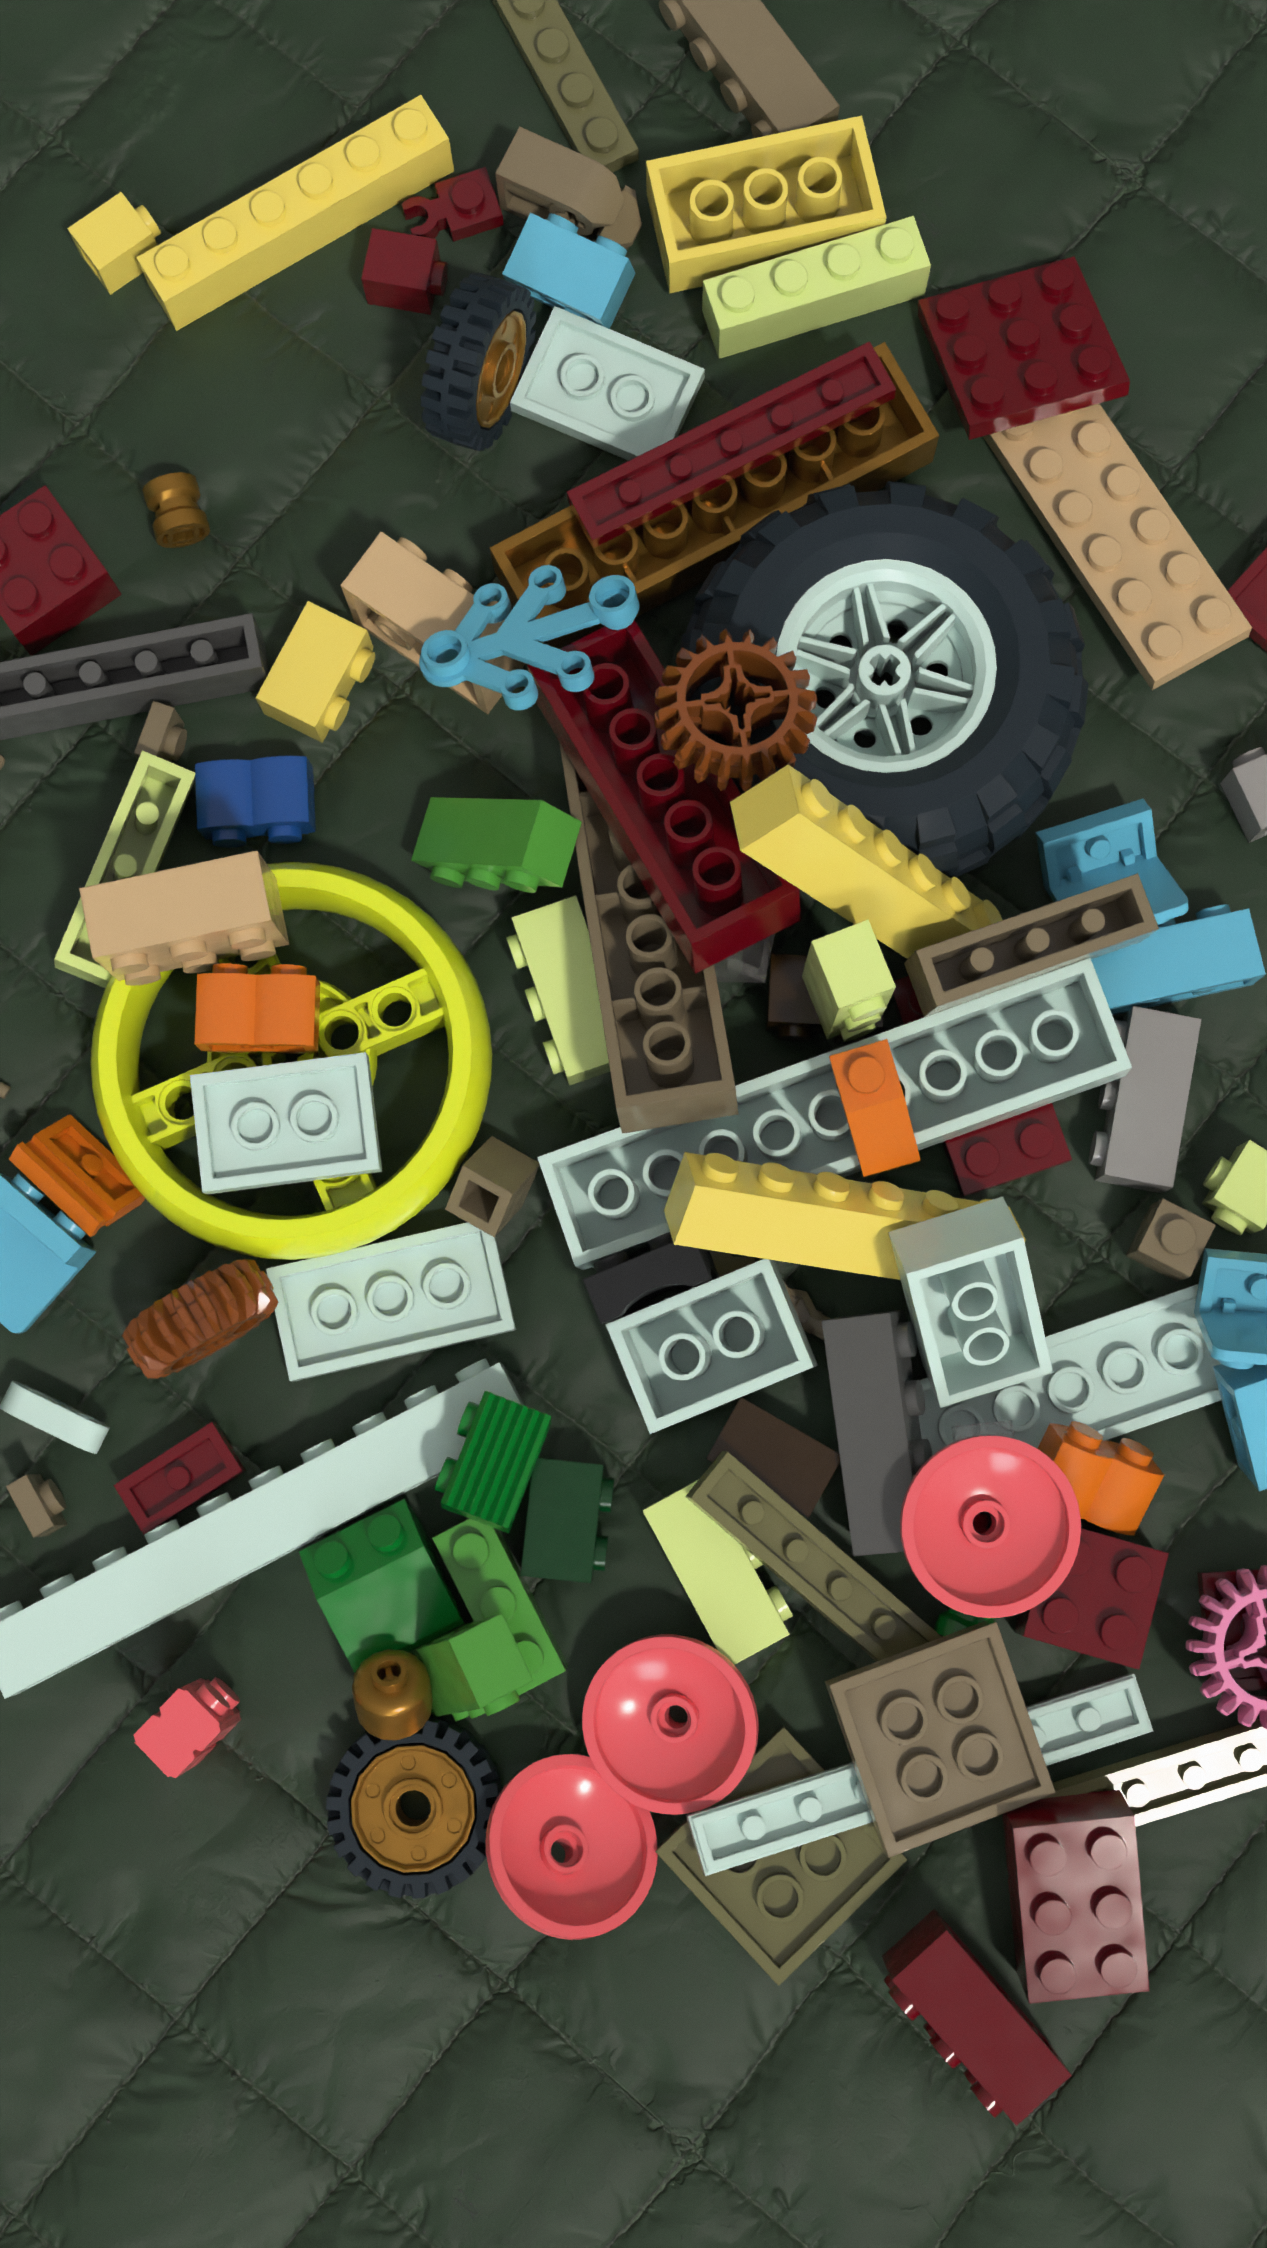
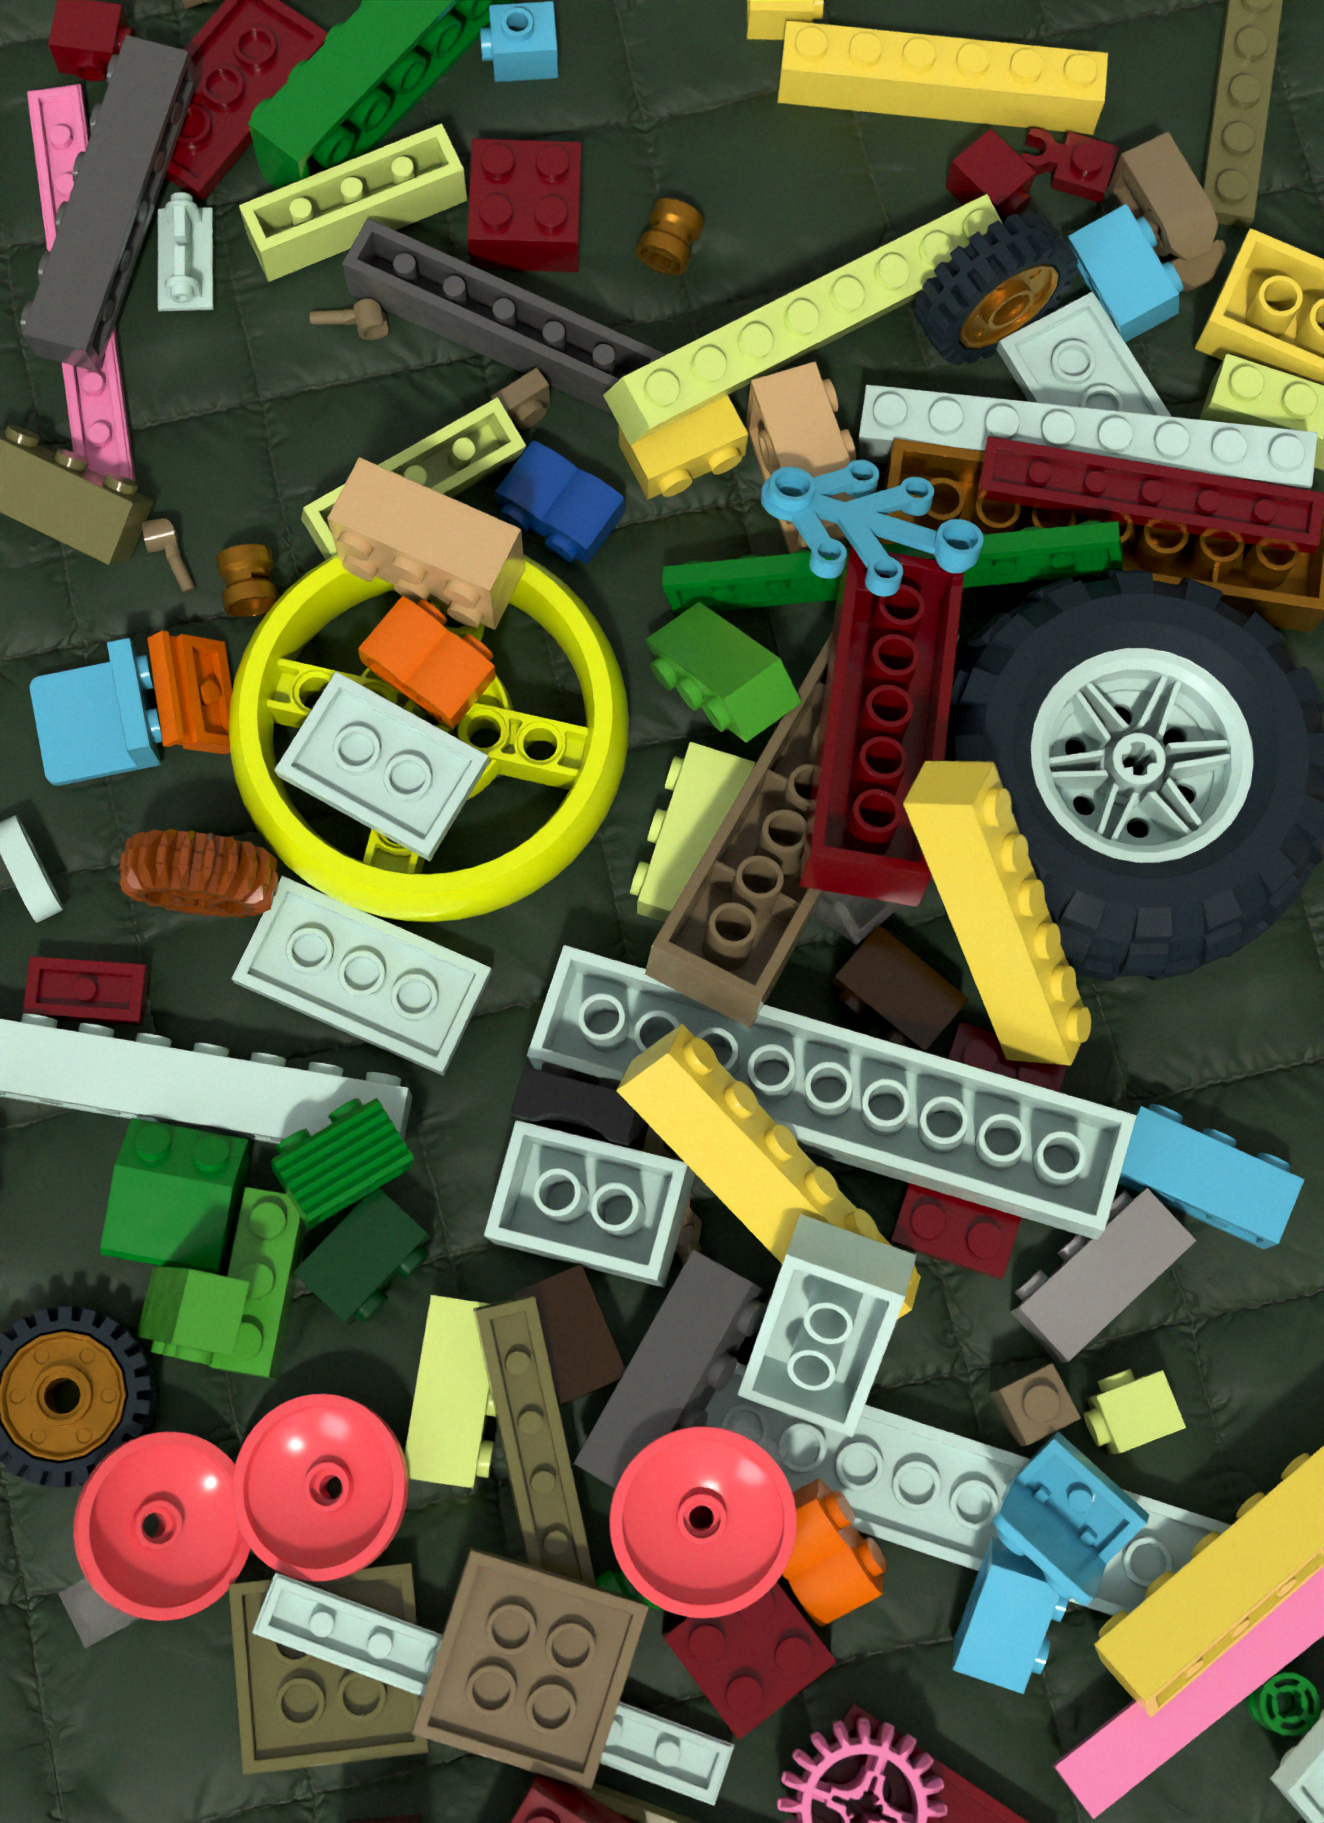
camera: 25 degrees right, 5 degrees down
(50, 1050) = (247, 580): none -> pearl gold wheel
(339, 508) = (791, 325): none -> yellowish green brick
(392, 1694) = (115, 1288): pearl gold head -> none
(492, 724) = (787, 578): none -> green plate
(492, 1186) = (511, 944): dark tan brick -> none
(564, 1956) = (92, 1615): none -> clear plate
(728, 381) = (1203, 446): none -> light aqua brick
(780, 698) = (1013, 655): dark orange gear -> none
(848, 981) = (920, 985): yellowish green brick -> none
(875, 1108) = (865, 1104): orange slope -> none
(1031, 945) = (1094, 1067): dark tan brick -> none
(1107, 849) = (1208, 1065): medium azure bracket -> none

